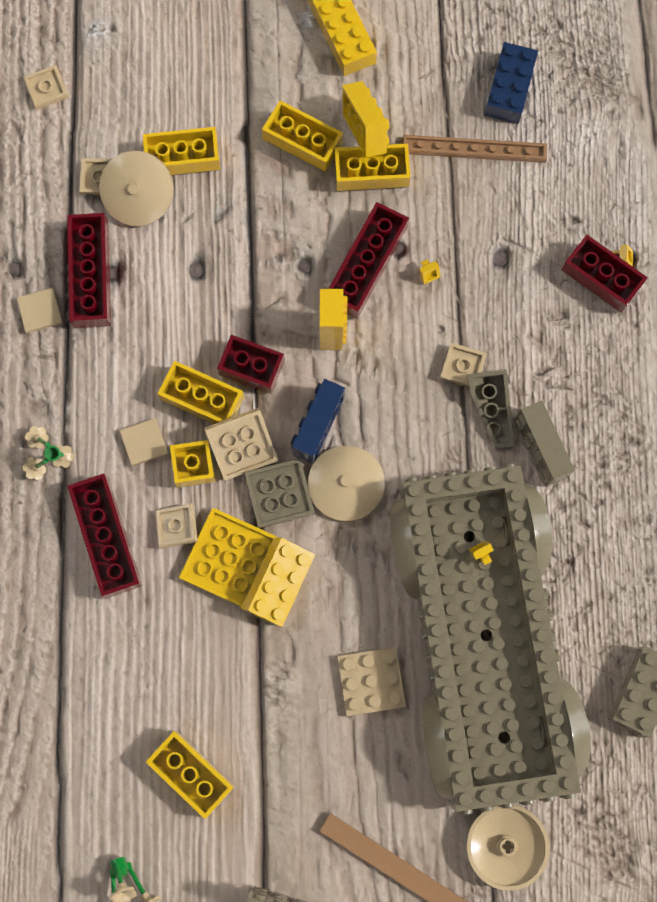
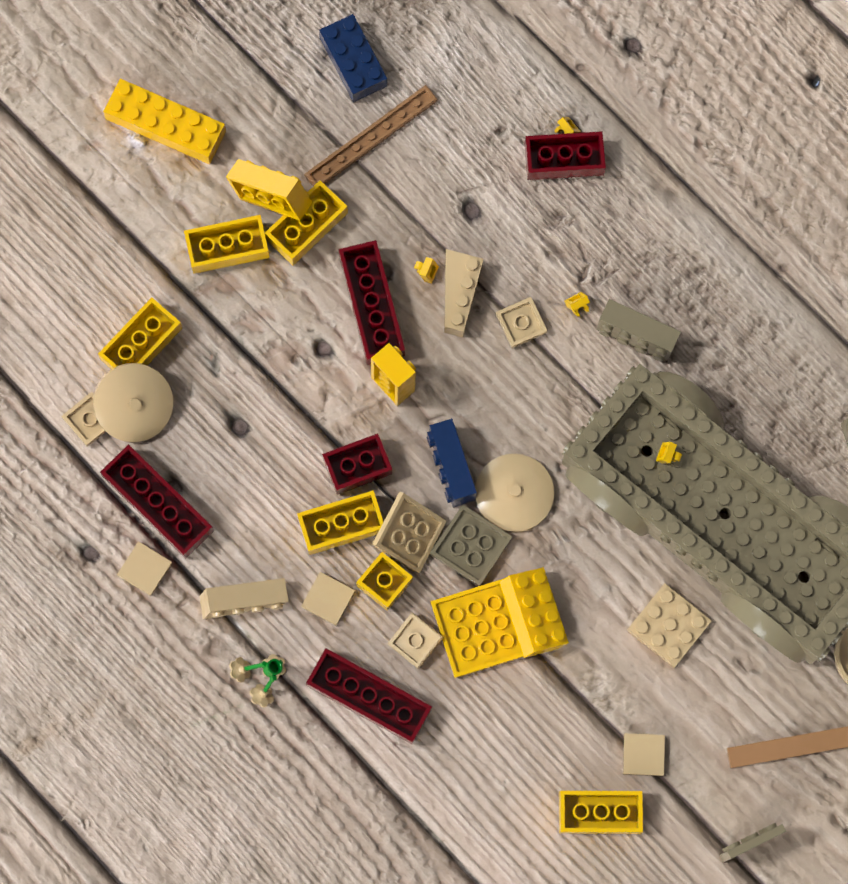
camera: 45 degrees left, 0 degrees up
(84, 388) = (243, 598): none -> tan wedge
(264, 760) = (643, 754): none -> tan tile
(440, 304) = (461, 281): none -> tan wedge
(492, 400) = (567, 329): dark tan wedge -> none
(517, 385) = (577, 301): none -> yellow tile

